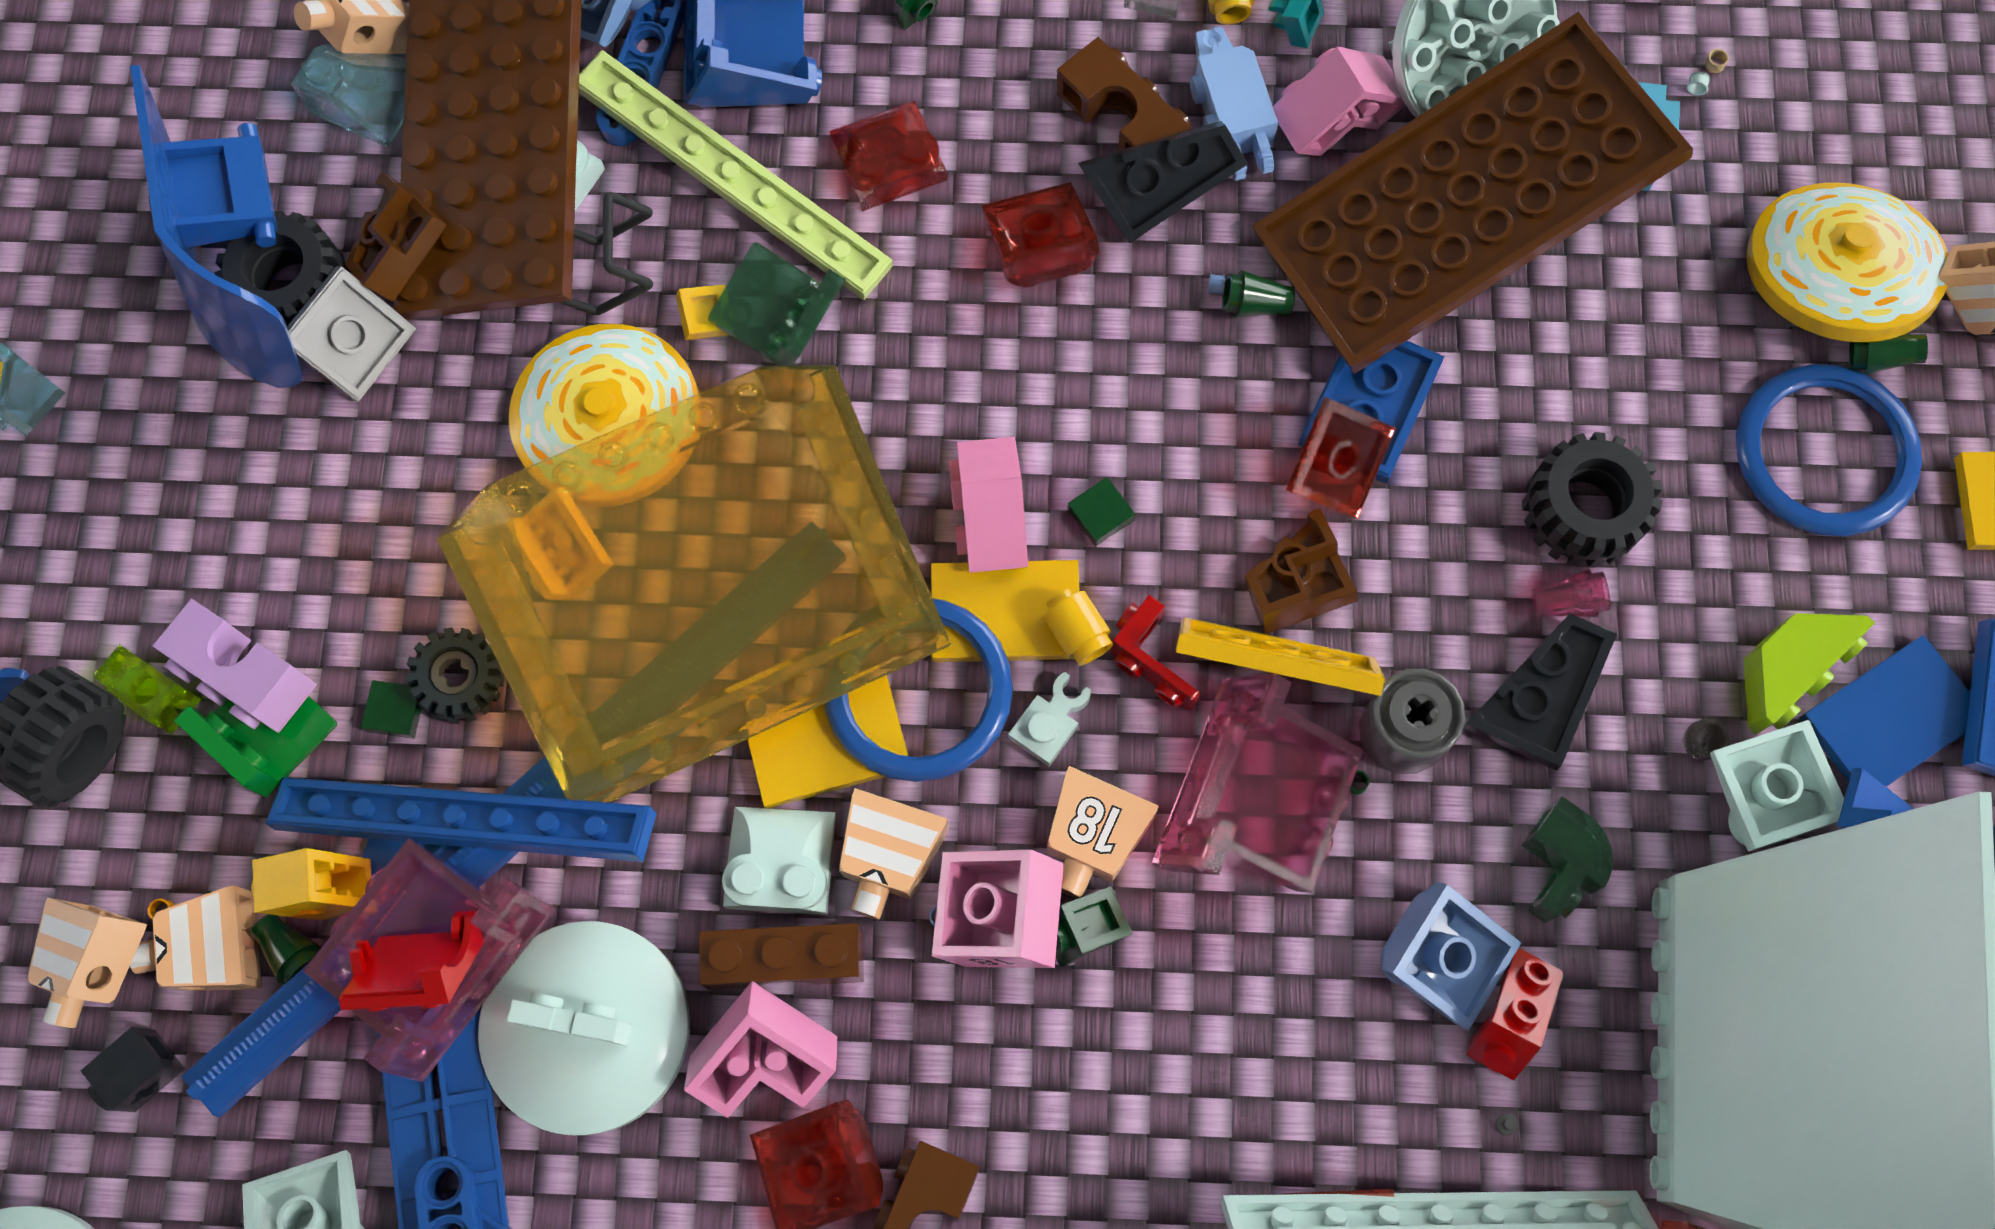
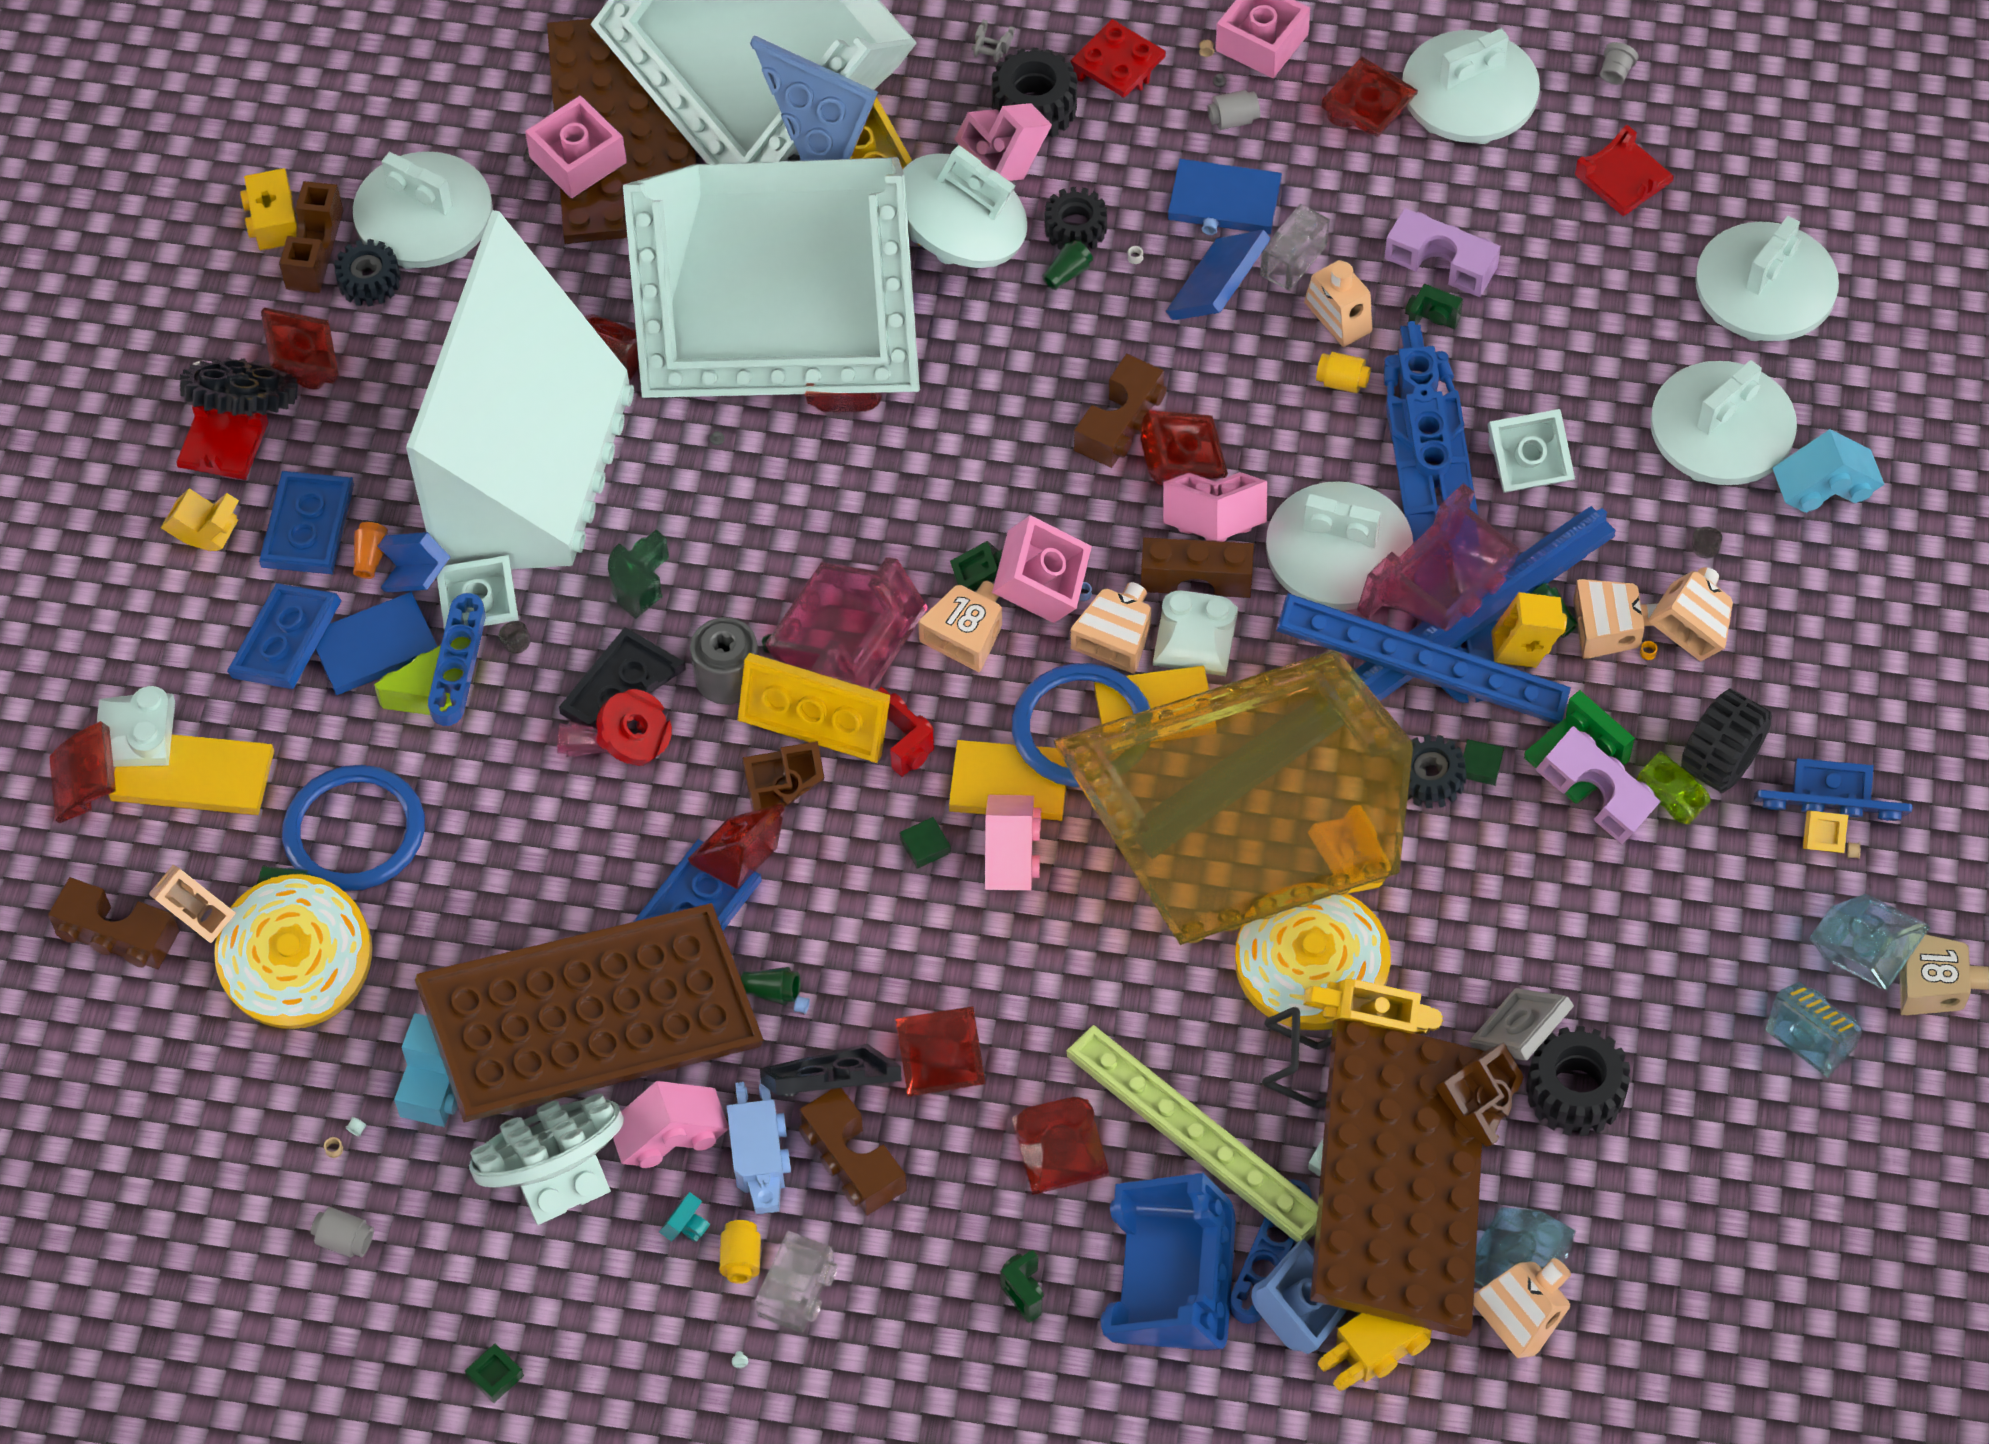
camera: 175 degrees left, 15 degrees down
(62, 1103) = (1706, 542): none -> clear smoke hinge
(131, 1070) = (1656, 548): black brick -> none
(207, 196) = (1629, 1112): blue door -> none
(412, 967) = (1444, 543): red piece -> none
(523, 321) = (1373, 1006): none -> yellow hinge
(694, 307) = (1225, 1020): yellow plate -> none
(773, 305) = (1161, 1010): clear green bracket -> none
(1047, 725) = (987, 700): light aqua plate -> none
(1077, 626) = (957, 745): yellow brick -> none
(1448, 953) = (736, 525): medium blue slope -> none
(1519, 1017) = (692, 490): red bracket -> none
(1530, 631) = (620, 741): none -> red plate
(1614, 471) = (555, 821): black tyre -> none
(1785, 663) = (460, 659): none -> blue beam

